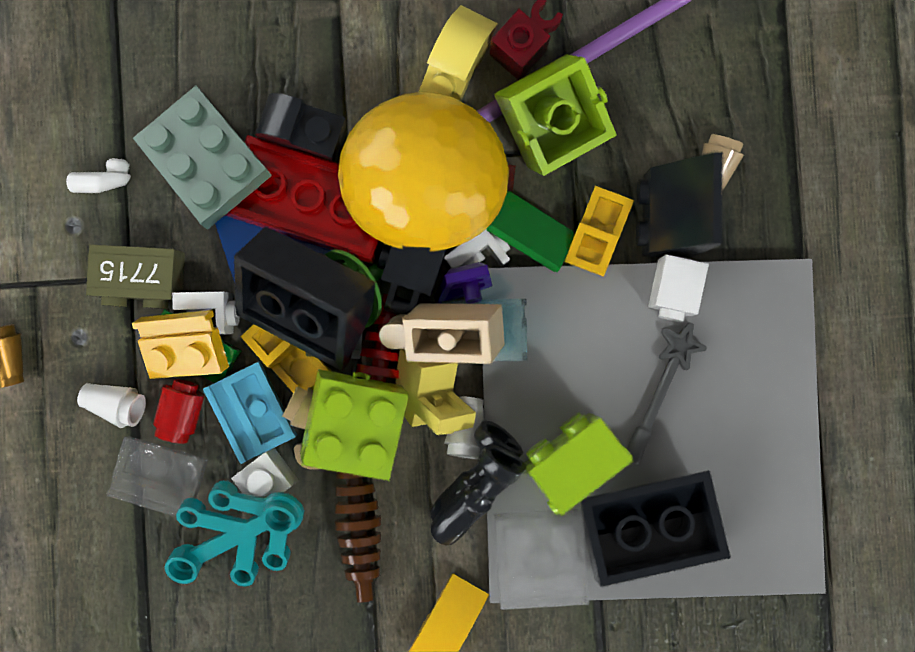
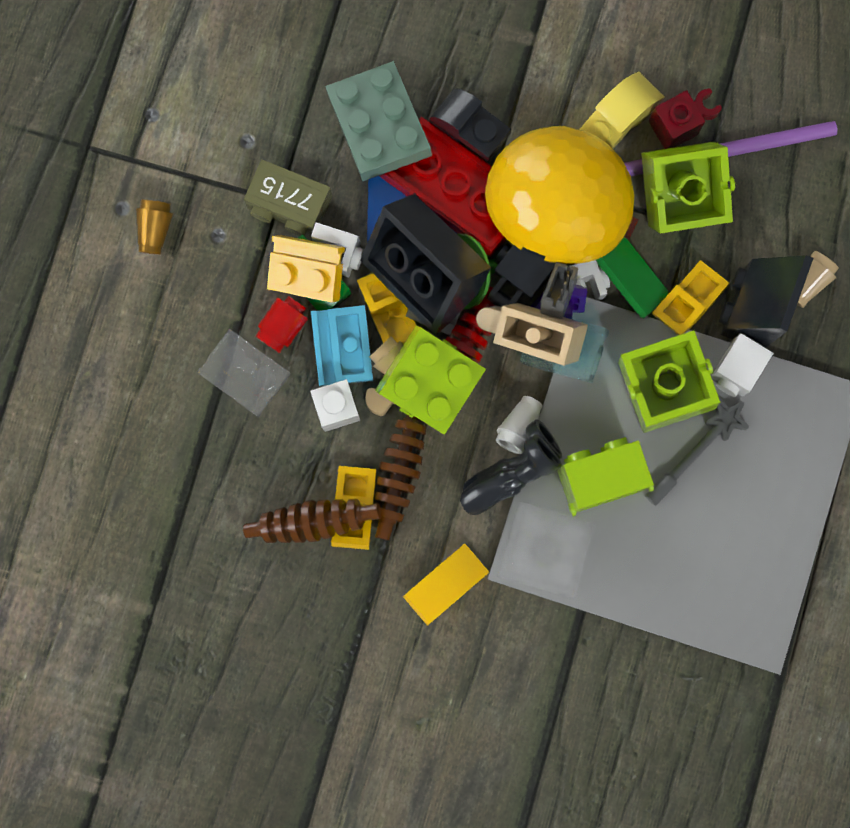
camera: 20 degrees right, 5 degrees down
(98, 182) = (285, 112): white arm -> none
(113, 403) = (230, 299): white cone -> none
(277, 513) = (298, 439): teal plant -> none
(284, 610) = (312, 521): none -> reddish brown piece
(324, 576) = (360, 485): none -> yellow slope
(432, 396) = (502, 380): light yellow brick -> none
(457, 279) = (559, 290): none -> dark grey piece
(609, 333) = (669, 381): none -> lime brick
(653, 529) = (650, 555): black slope -> none

